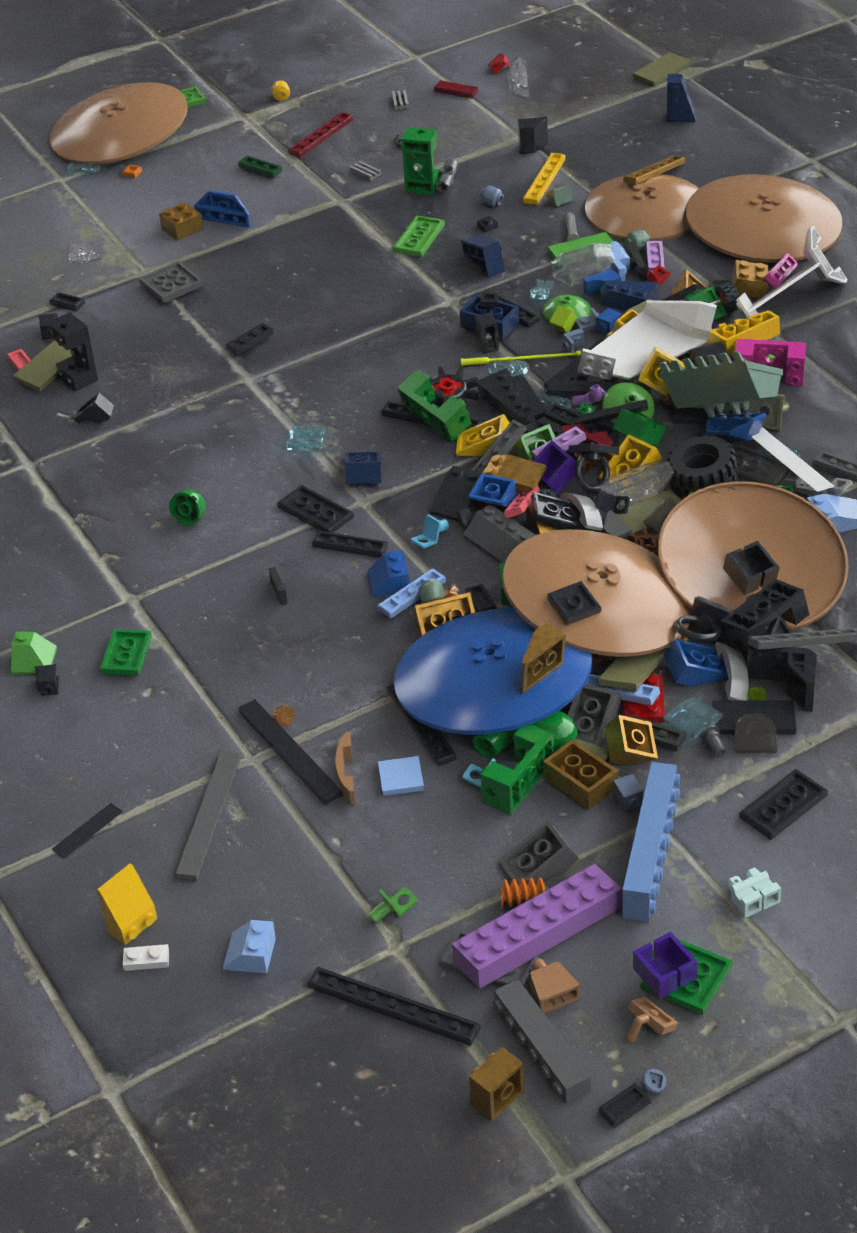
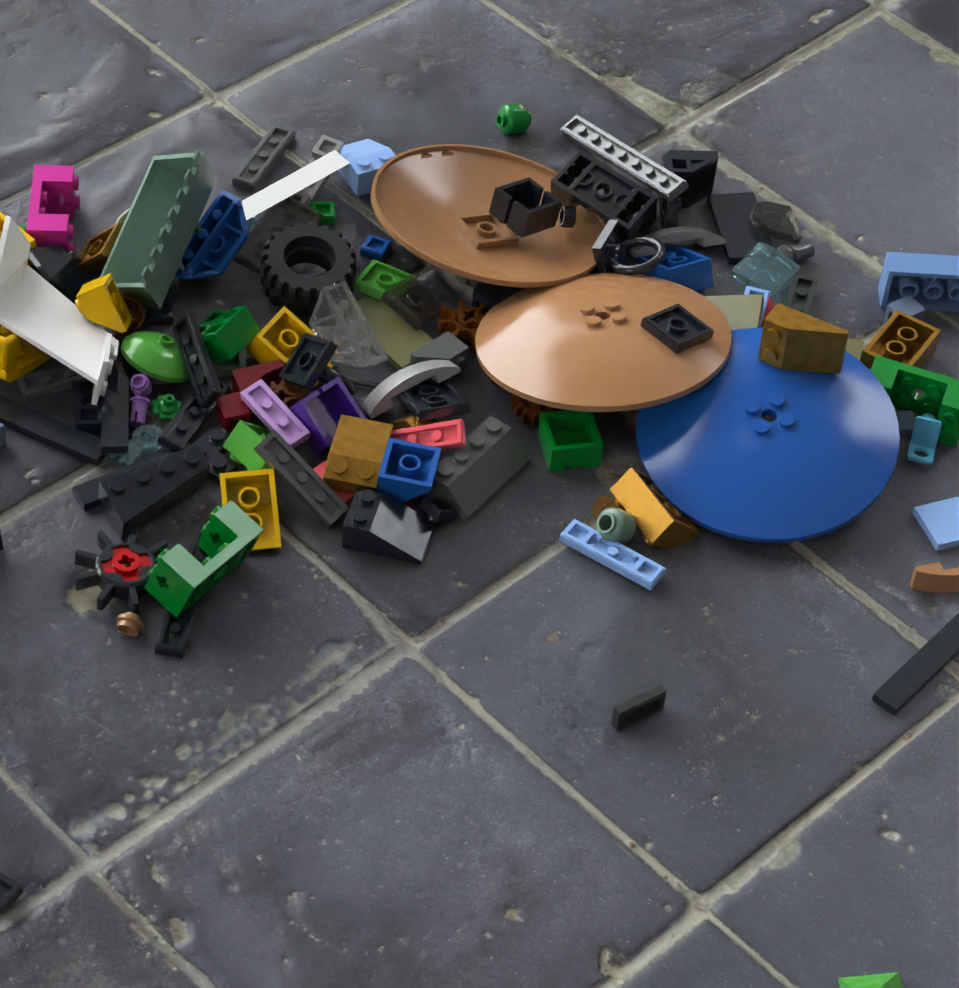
camera: 110 degrees left, 5 degrees up
(47, 680) = (925, 959): black window -> none
(126, 652) = (830, 872): green plate -> none
(187, 507) = (484, 856): green cylinder -> none
(284, 715) = (894, 654): clear orange tile -> none
(306, 438) = (262, 742): clear light blue slope -> none
(315, 509) = (442, 701): black tile -> none
(350, 544) = (515, 645): black tile -> none
(362, 468) = (335, 649): dark blue slope -> none
(388, 574) = (583, 581): blue slope -> none
(430, 531) = (479, 549): medium azure bracket -> none
(430, 737) = (895, 492): black tile -> none
(480, 598) = (597, 484): black tile -> none
(485, 360) = (36, 566): neon yellow piece -> none
(514, 368) = (54, 495): clear light blue piece -> none
(607, 502) = (397, 356): black bracket -> none
(630, 741) = (836, 311): pearl gold slope -> none
(757, 693) = (708, 220): clear neon green axle -> none
(783, 804) = (864, 203): black tile -> none

